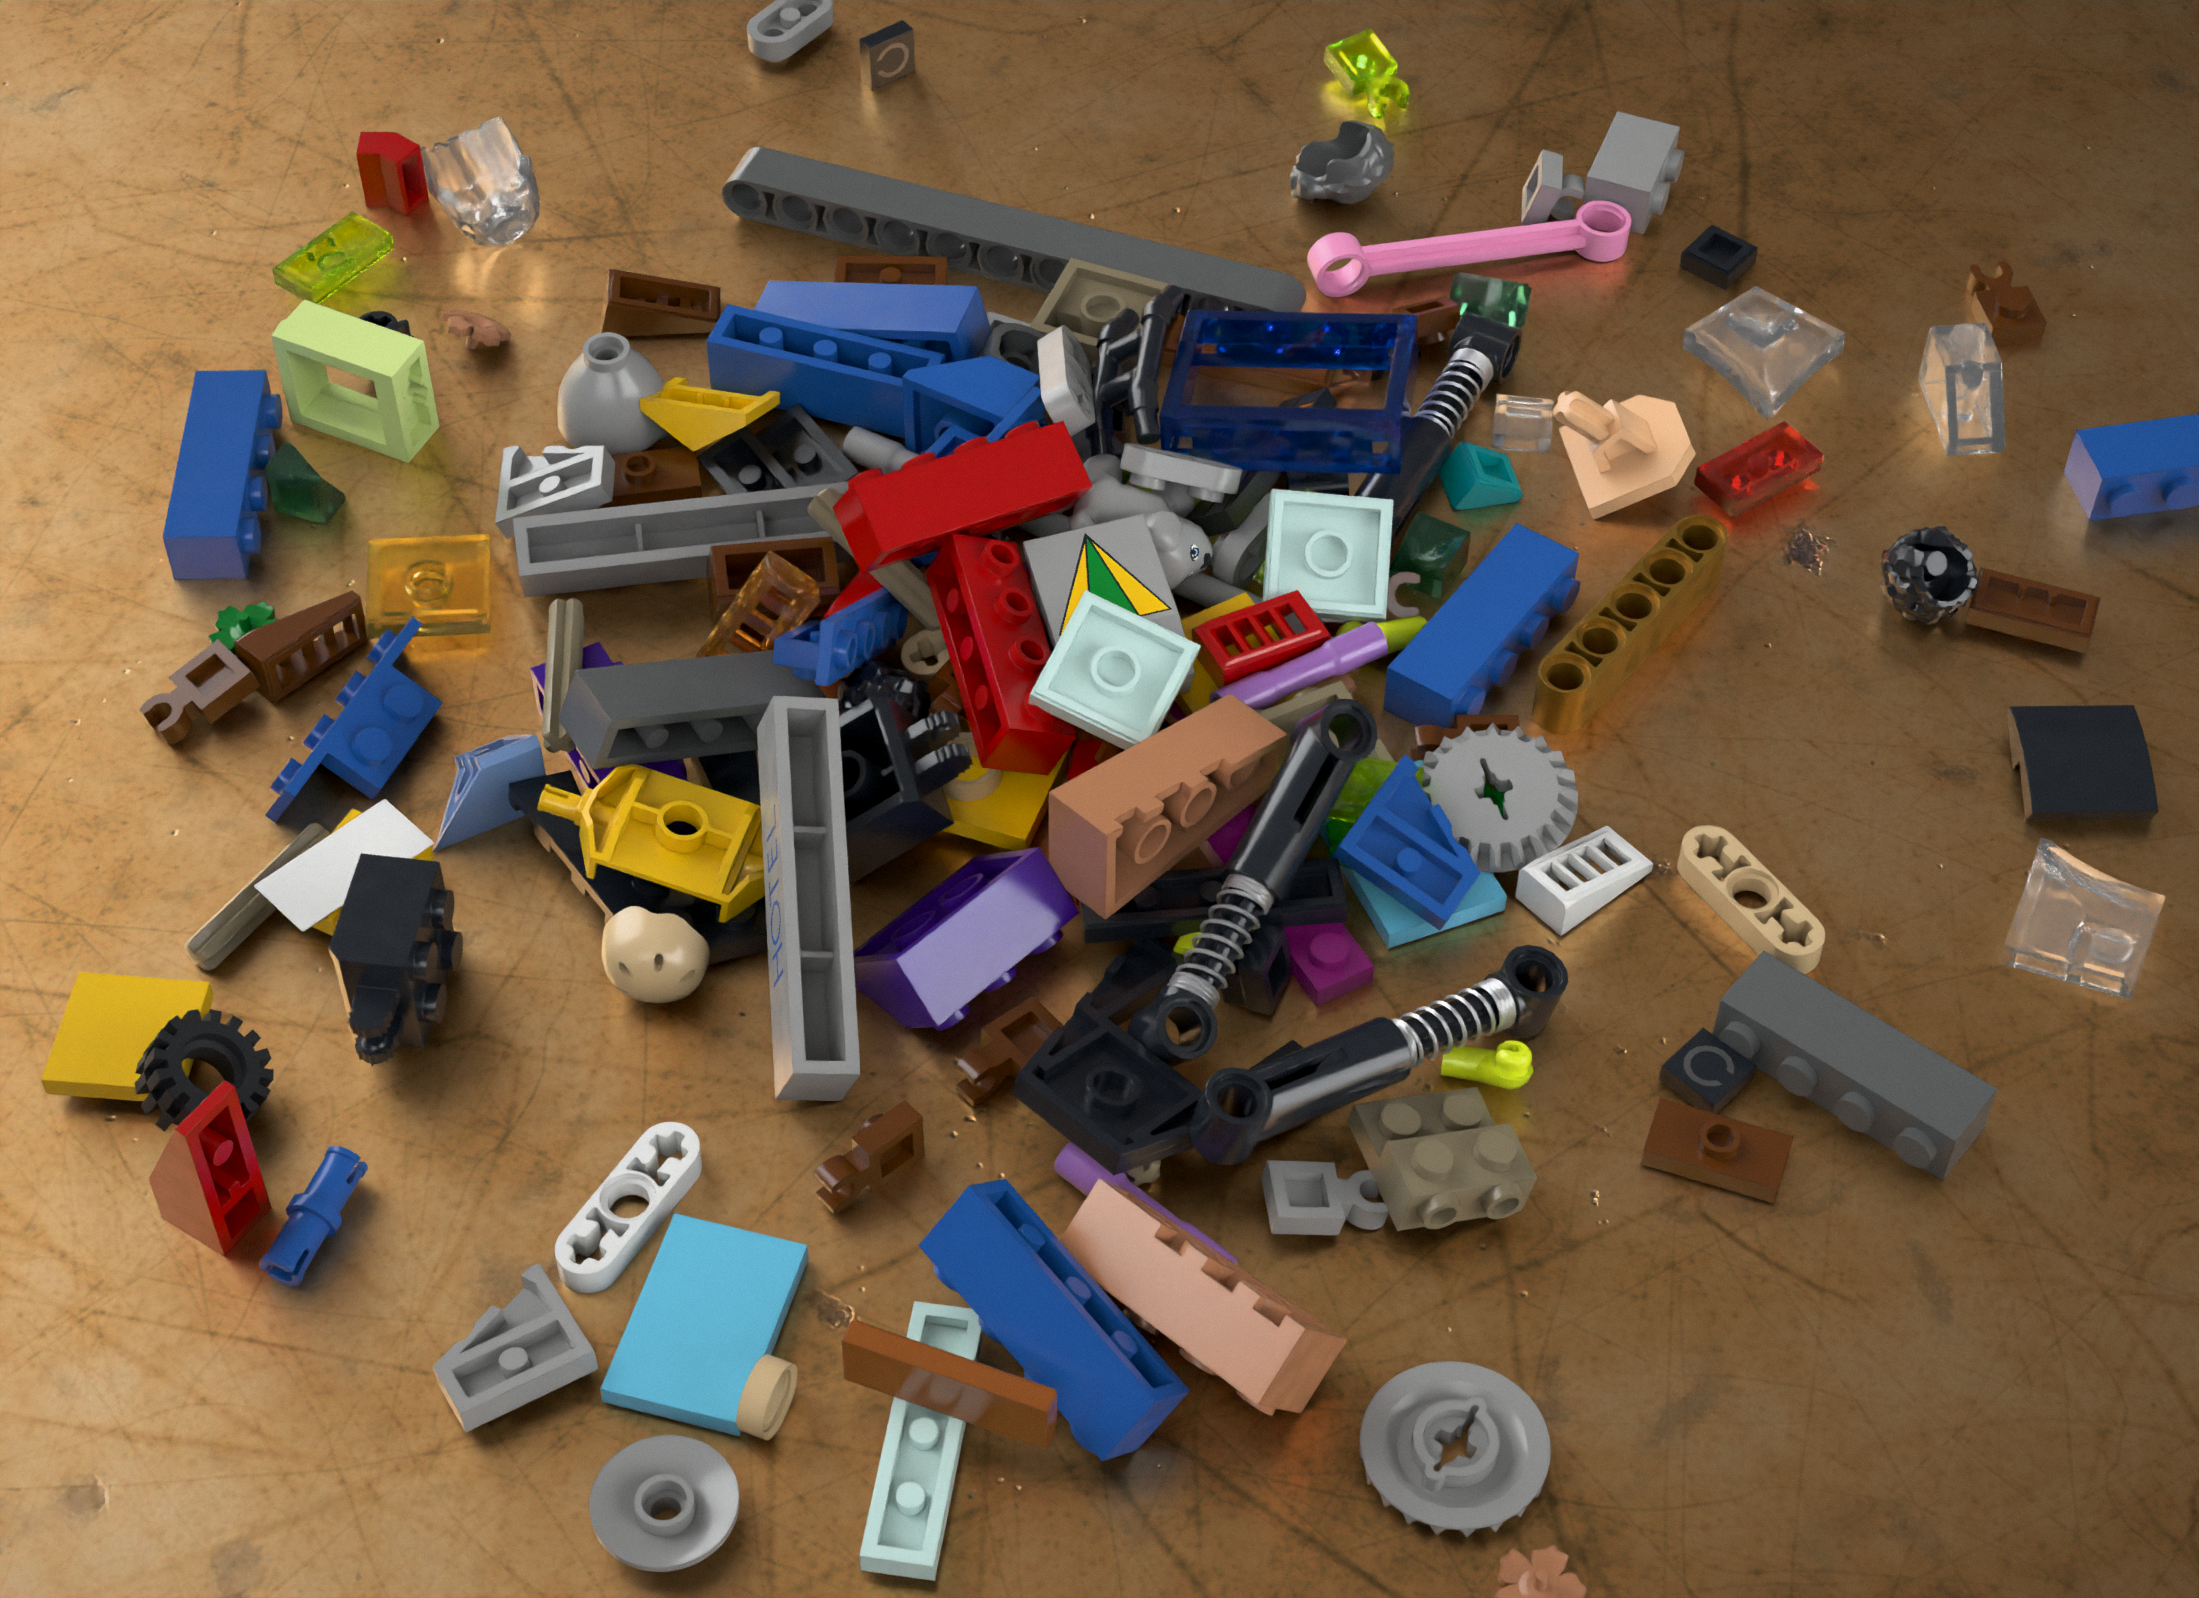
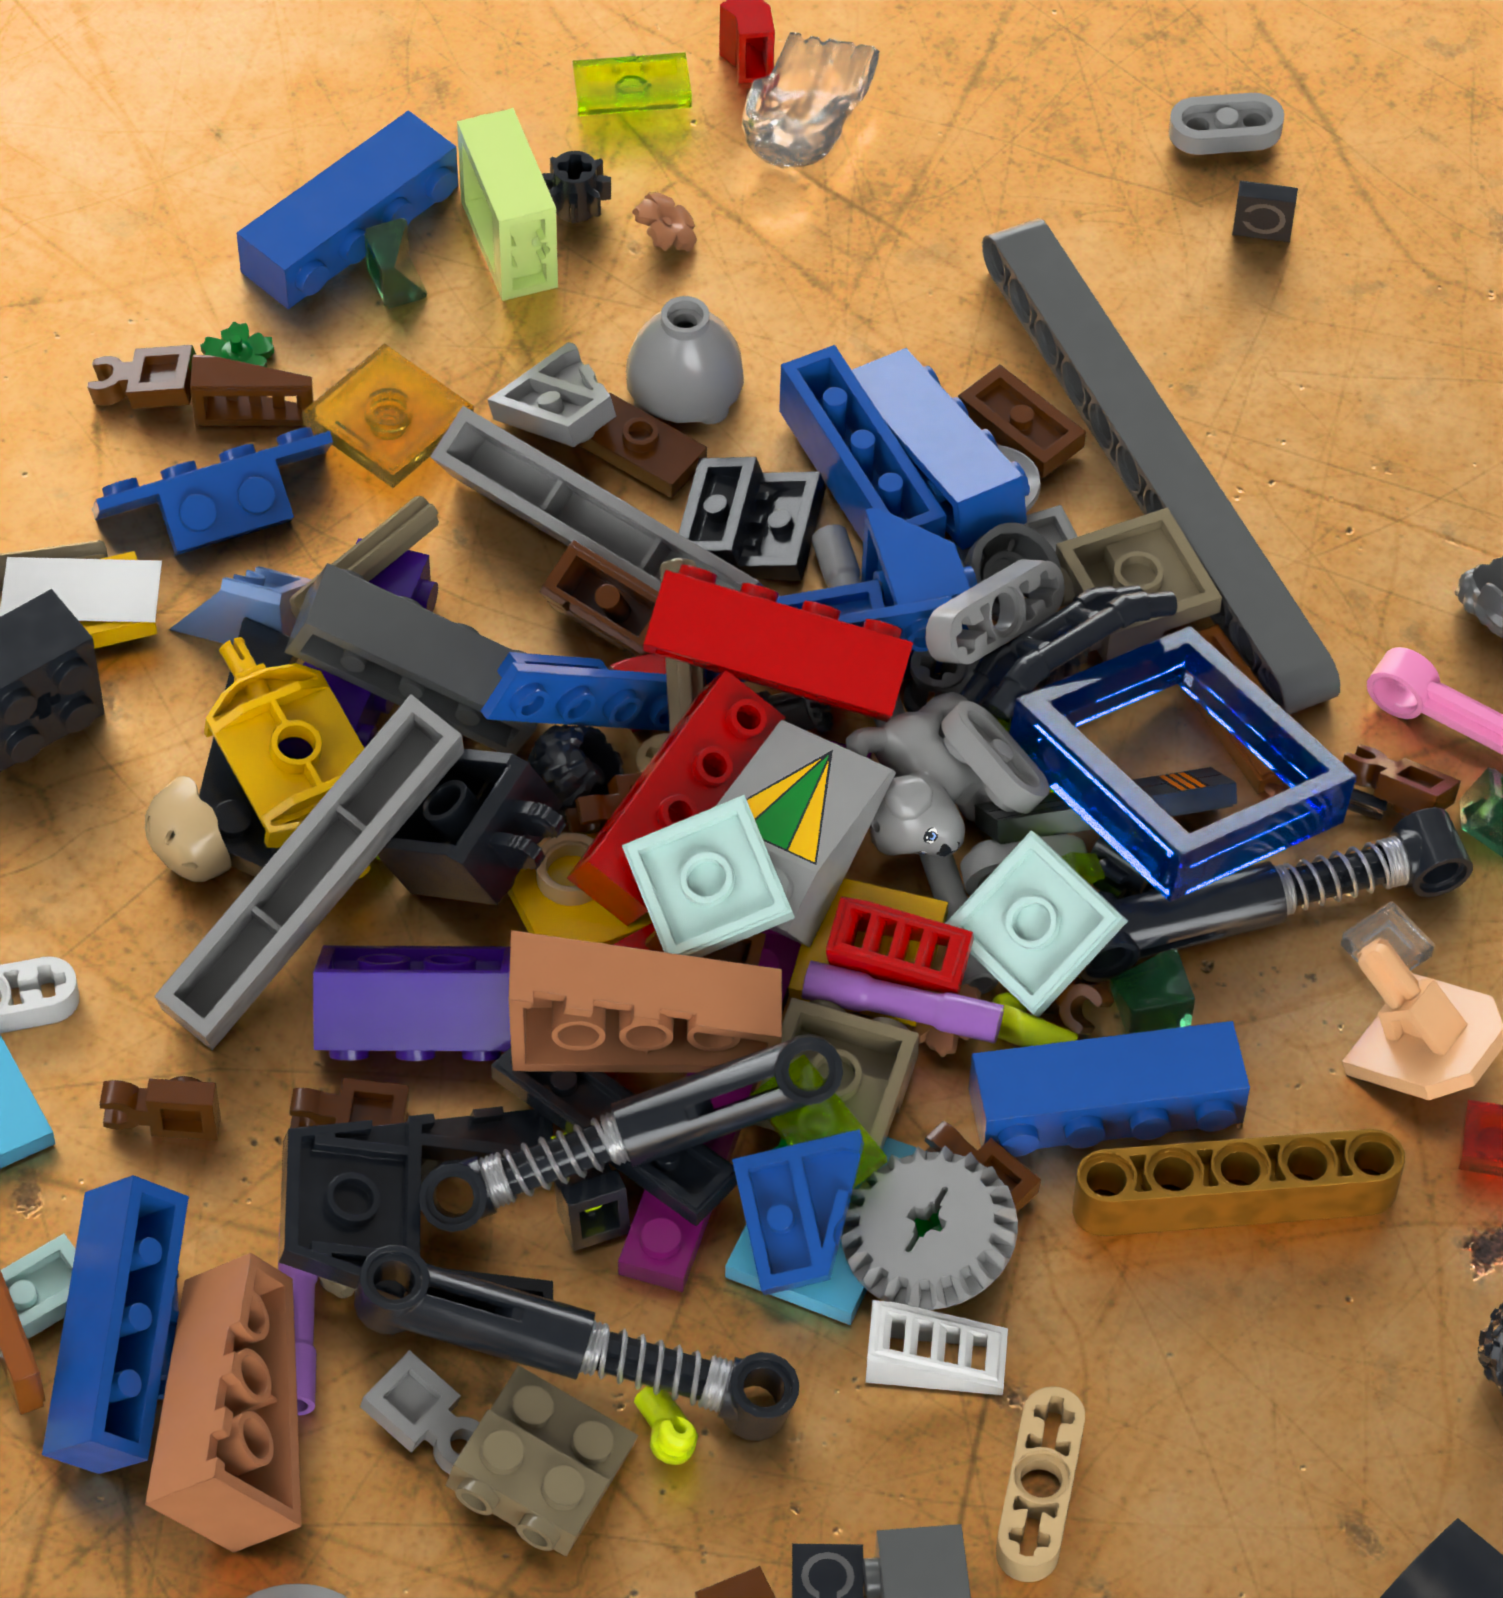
camera: 45 degrees right, 5 degrees up
(657, 305) = (823, 282): reddish brown slope -> none
(701, 414) = (735, 421): yellow slope -> none
(770, 572) = (589, 611): clear orange slope -> none
(1479, 478) = (1291, 963): teal slope -> none

